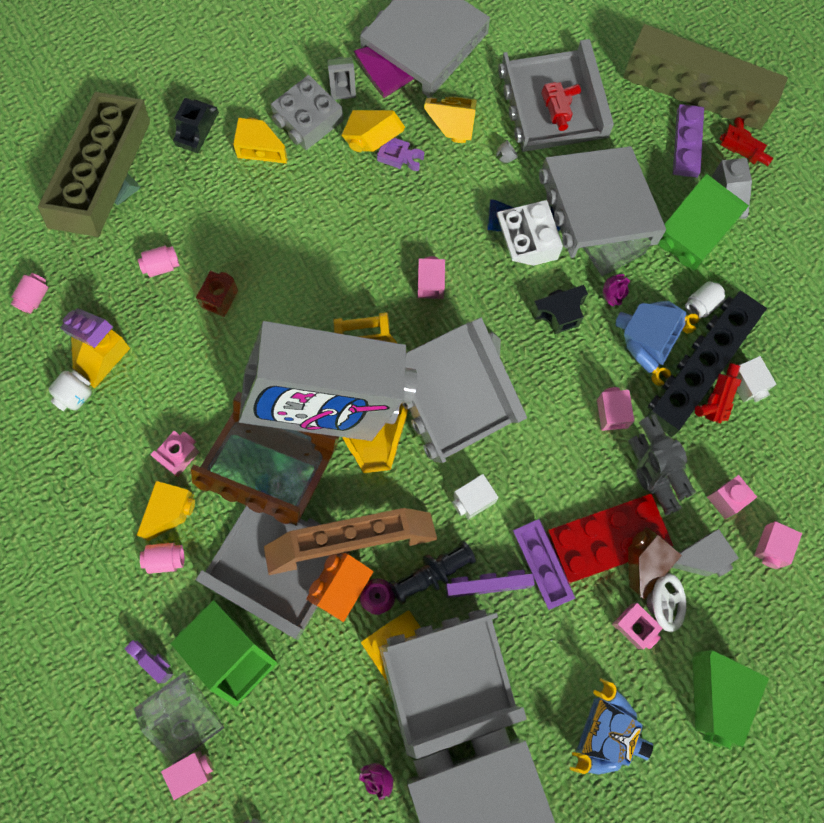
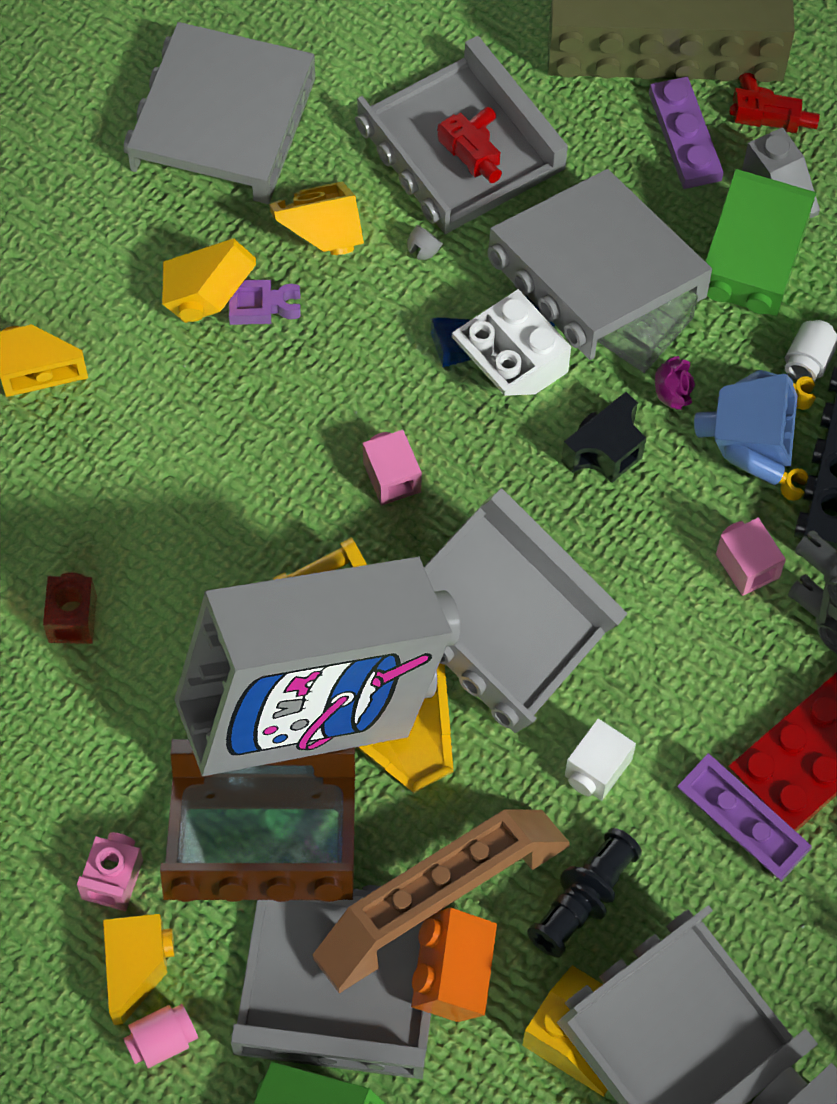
camera: 20 degrees left, 10 degrees down
(306, 112) = (90, 290): light grey brick -> none
(342, 78) = (123, 219): light grey slope -> none
(380, 605) = (521, 977): magenta plate -> none
(381, 72) = (179, 191): magenta plate -> none
(489, 584) = (676, 878): medium lavender plate -> none

